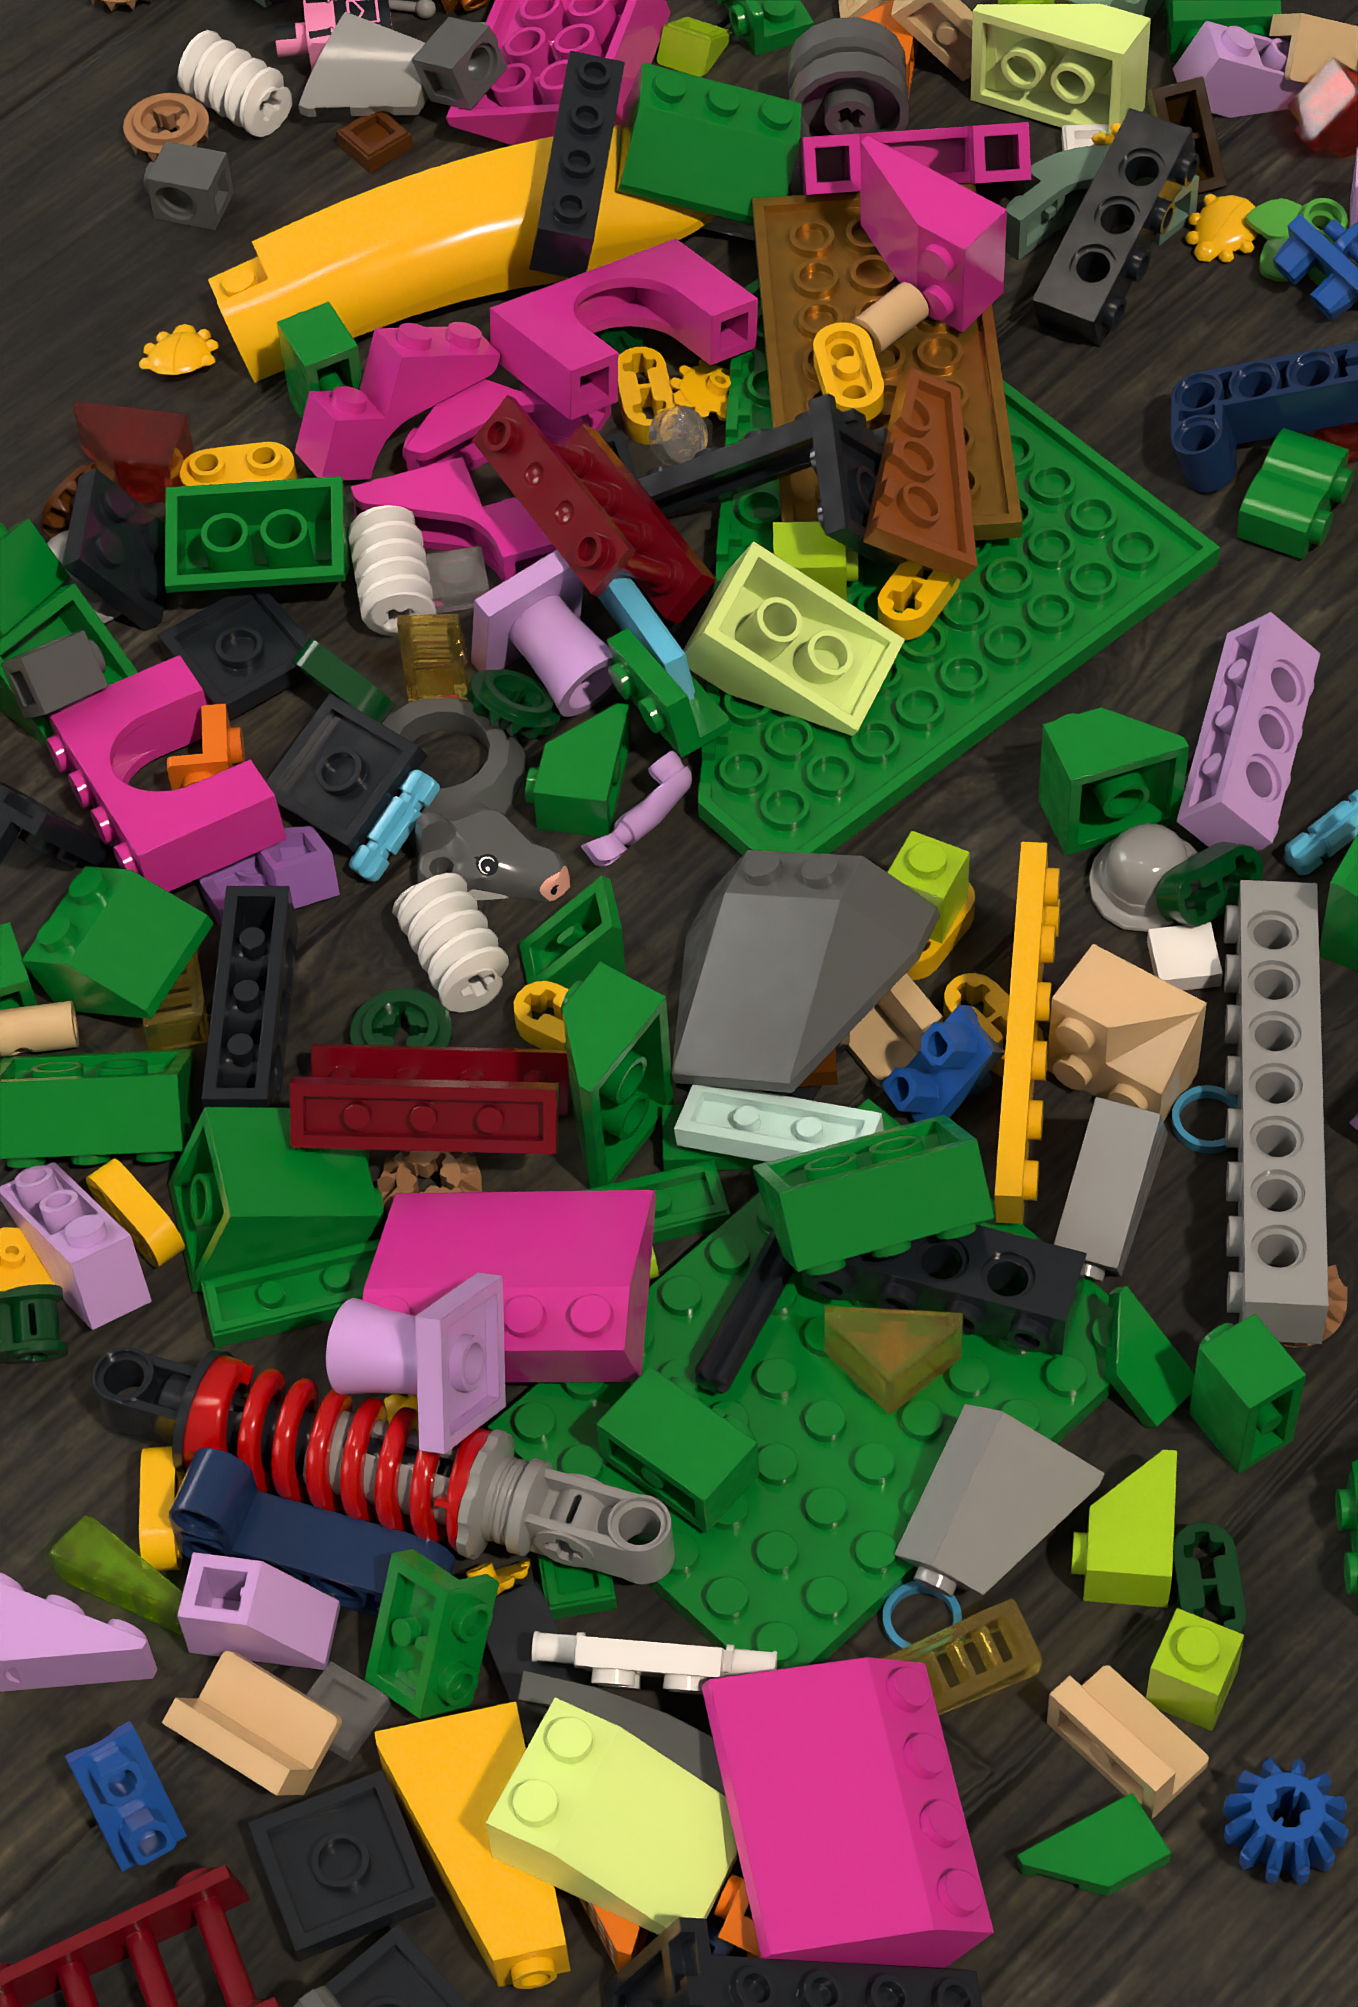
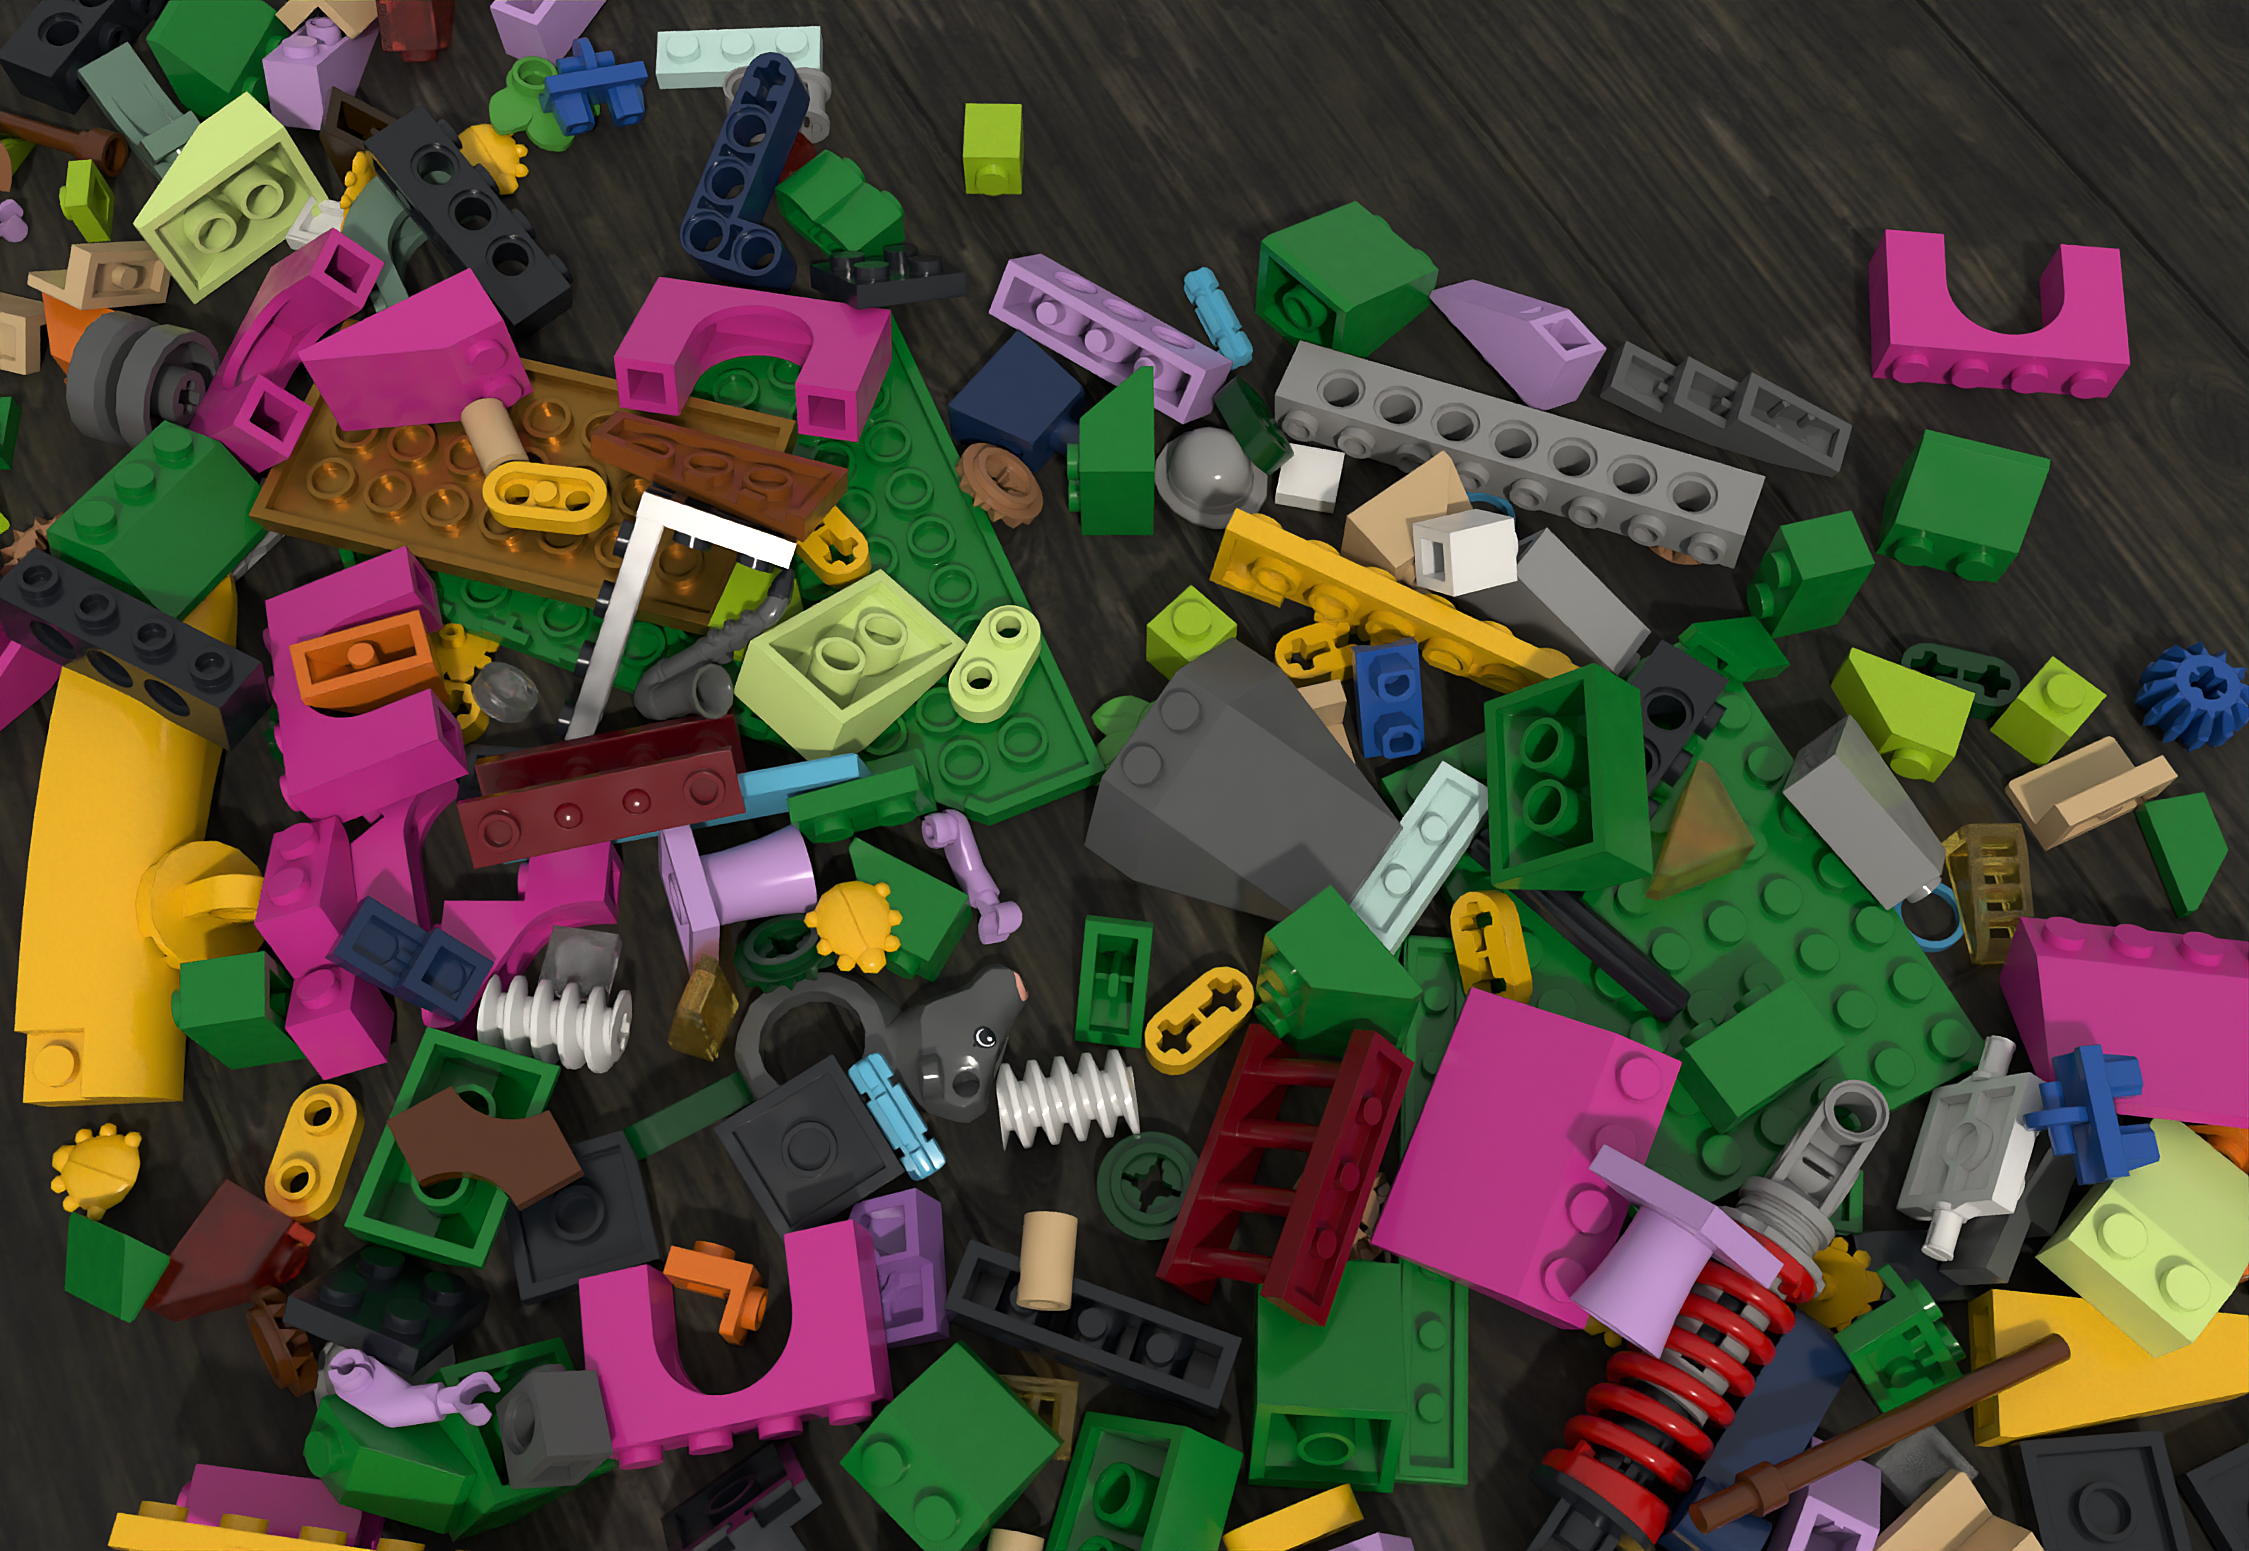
camera: 75 degrees left, 10 degrees up
(39, 559) = (395, 1402): none -> lavender arm
(104, 382) = (110, 1267): none -> green slope
(246, 1499) = (1768, 1486): none -> reddish brown bar
(254, 524) = (452, 1140): none -> reddish brown tile
(280, 932) = (1047, 1261): none -> tan piece
(393, 444) = (408, 961): none -> dark blue slope
(394, 295) = (200, 903): none -> yellow tile
(546, 730) = (856, 925): none -> yellow piece
(641, 325) = (369, 665): none -> orange slope
(682, 1686) = (2084, 1118): none -> blue hips
(709, 1221) = (1492, 950): none -> yellow beam
(713, 533) = (692, 678): none -> dark grey piece
(847, 755) = (999, 660): none -> yellowish green plate
(1057, 683) = (1012, 495): none -> medium nougat gear
(1088, 416) = (697, 325): none -> dark pink arch
(1090, 1043) = (1465, 552): none -> white brick
(1150, 682) = (1020, 404): none -> dark blue torso
(1216, 539) = (887, 280): none -> black plate

